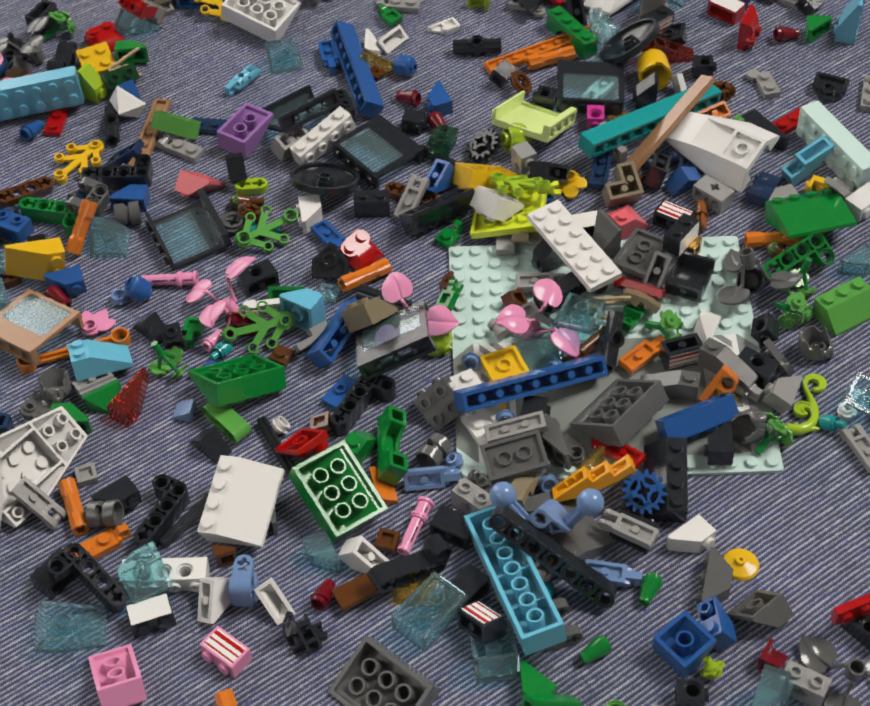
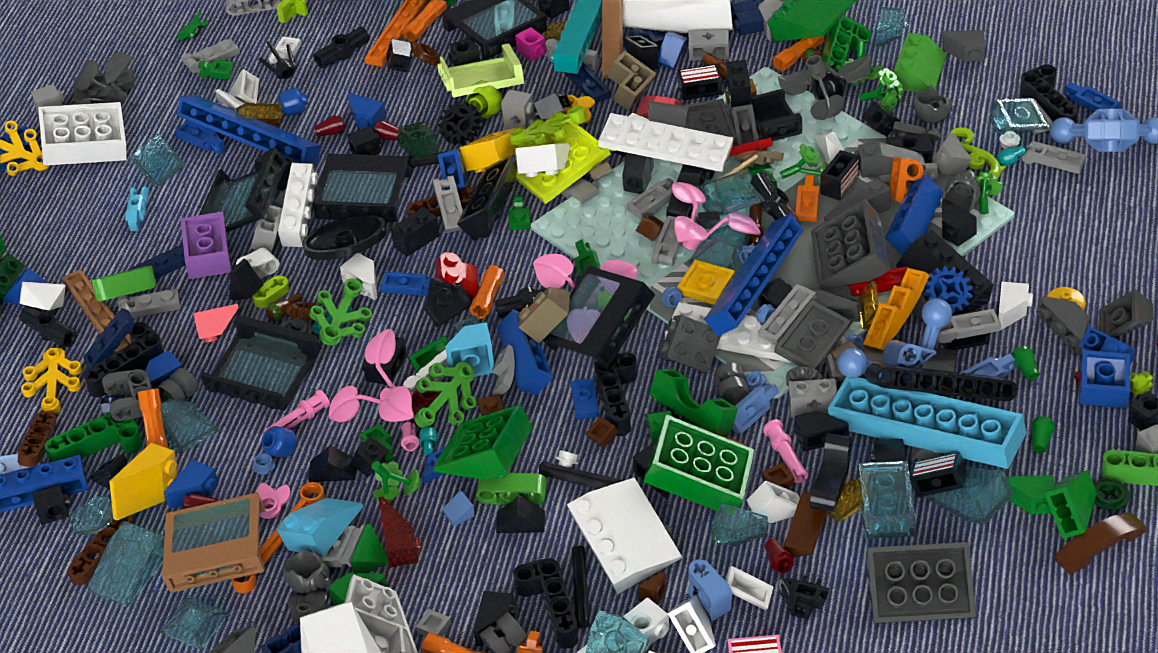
camera: 40 degrees left, 5 degrees down
(261, 164) = (262, 262): none -> white piece
(304, 443) = (615, 452): red slope -> none
(428, 37) = (284, 67): none -> black plant
(446, 278) = (566, 249): reddish brown plant -> none

